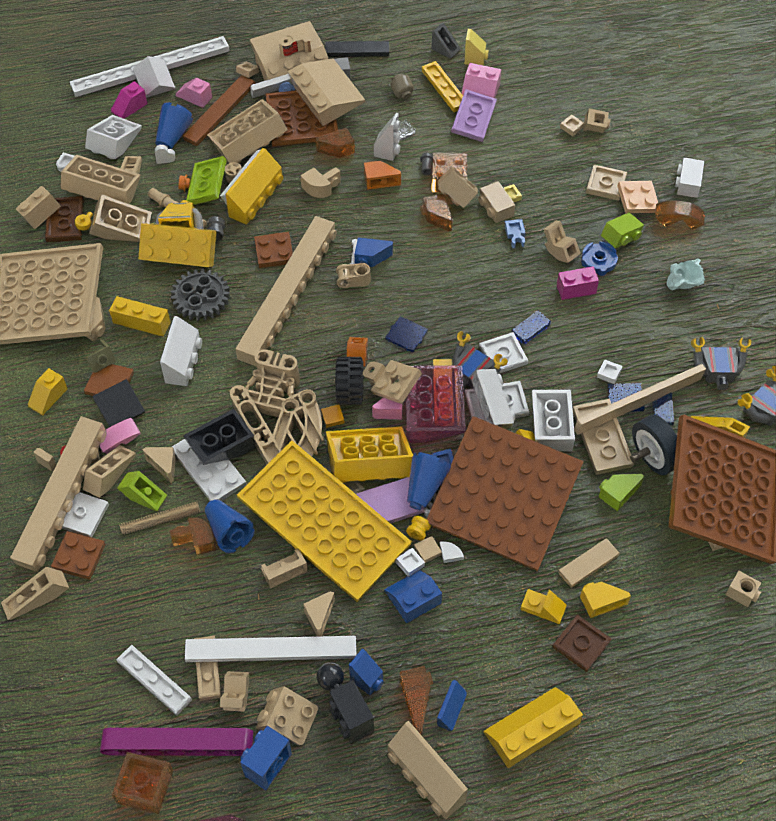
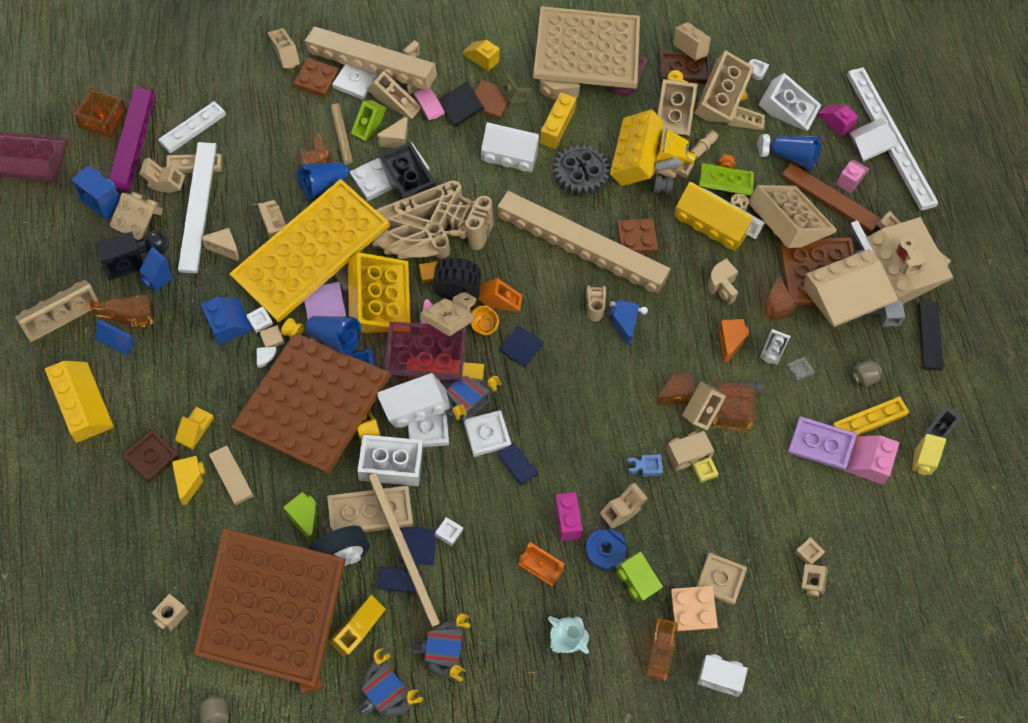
camera: 90 degrees right, 5 degrees up
(386, 354) = (485, 320): none -> light orange hair
(624, 301) = (541, 564): none -> orange hinge

